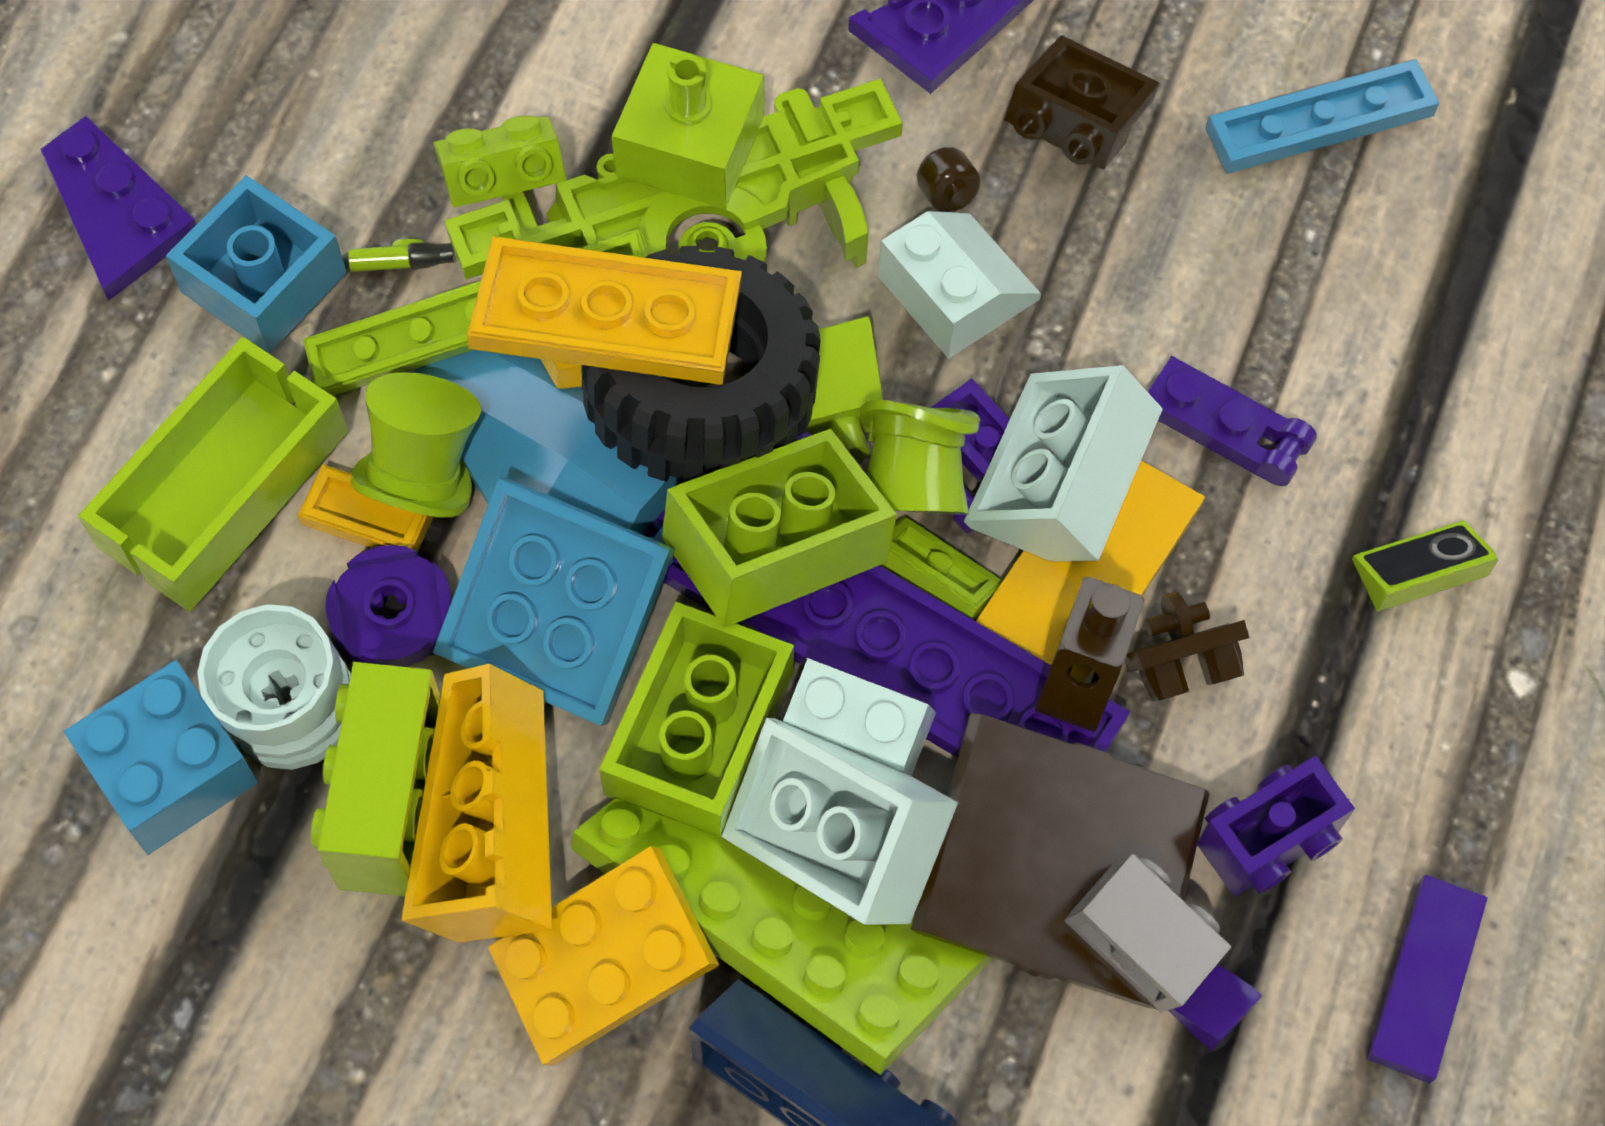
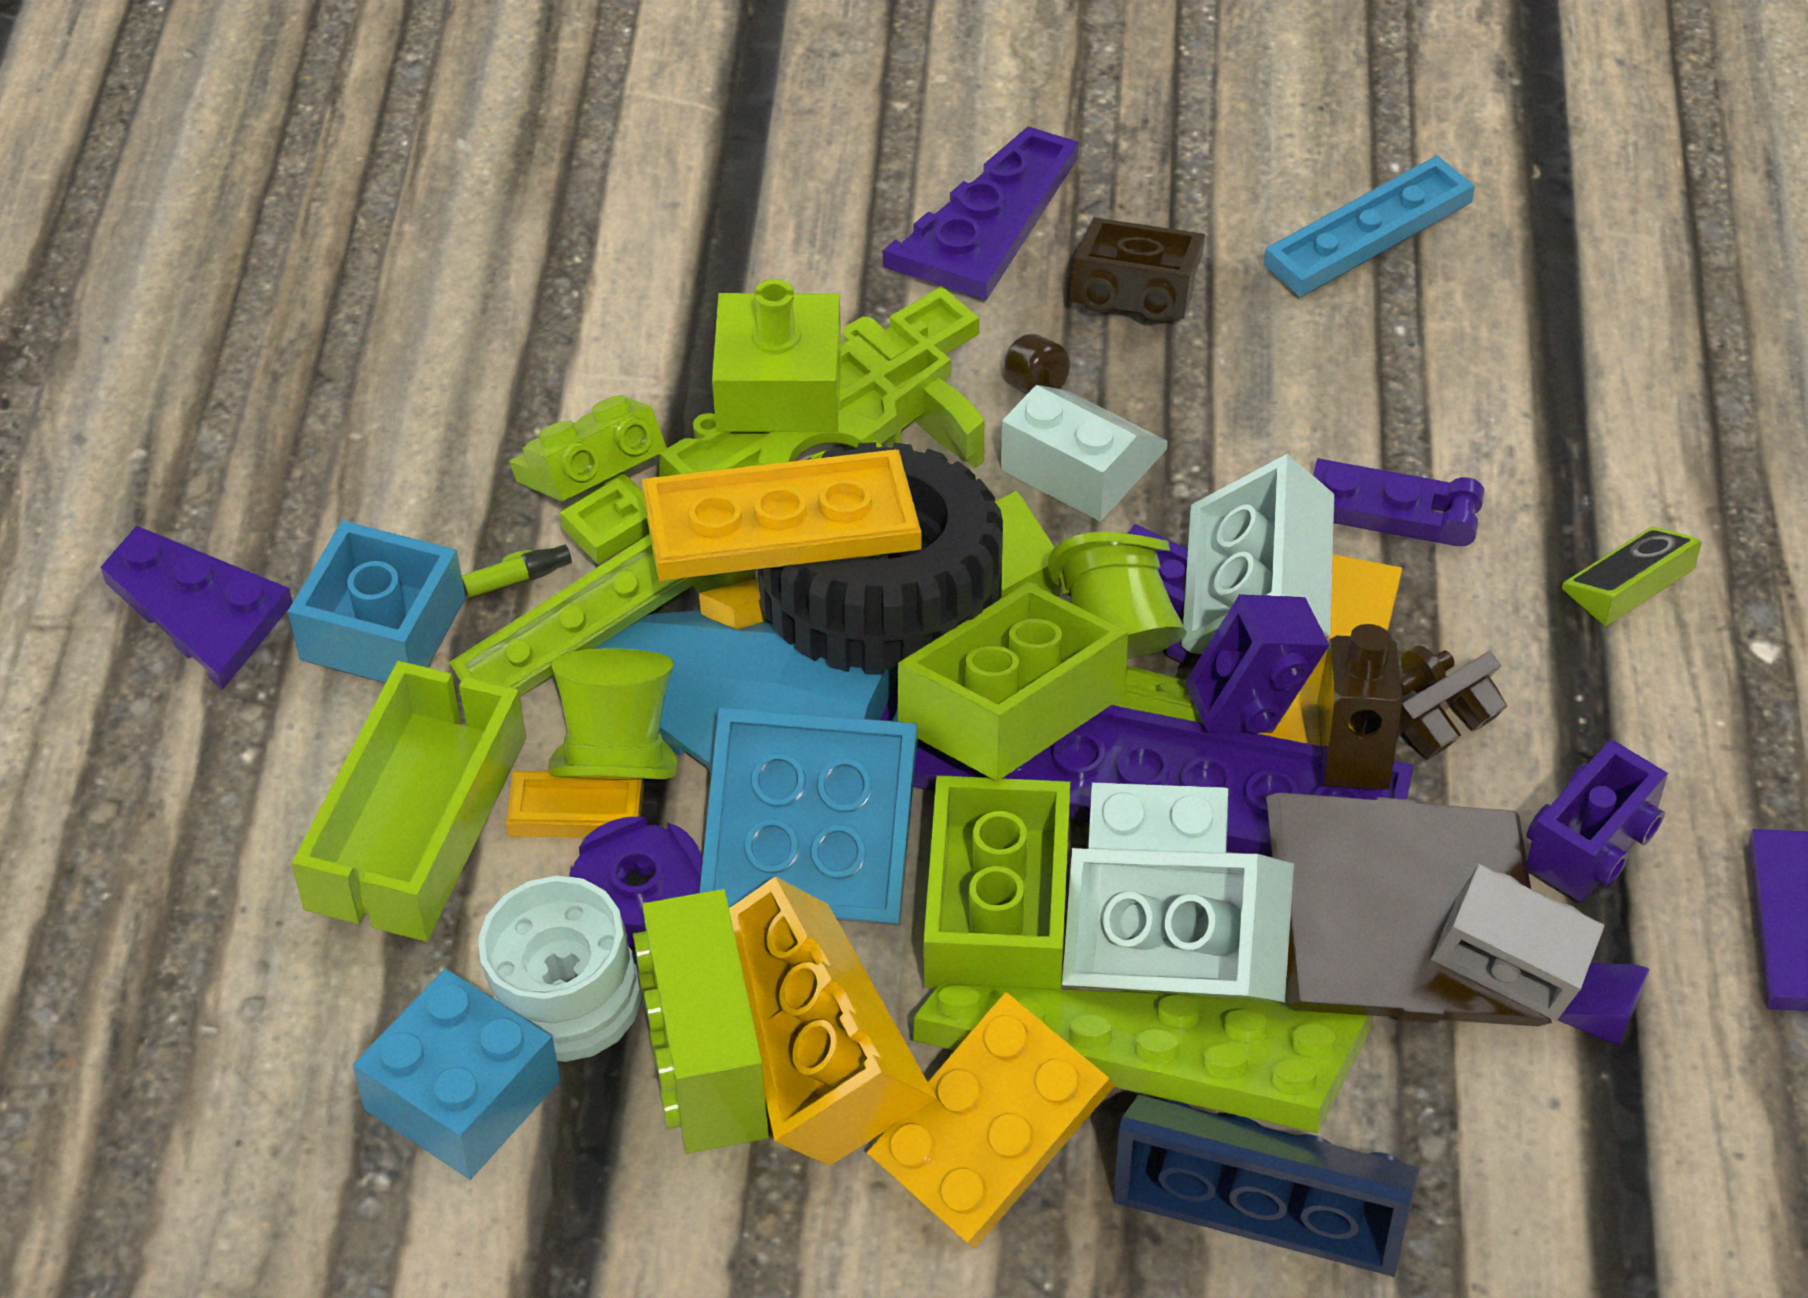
camera: 15 degrees left, 15 degrees down
(1012, 576) = (1256, 663): none -> dark purple brick

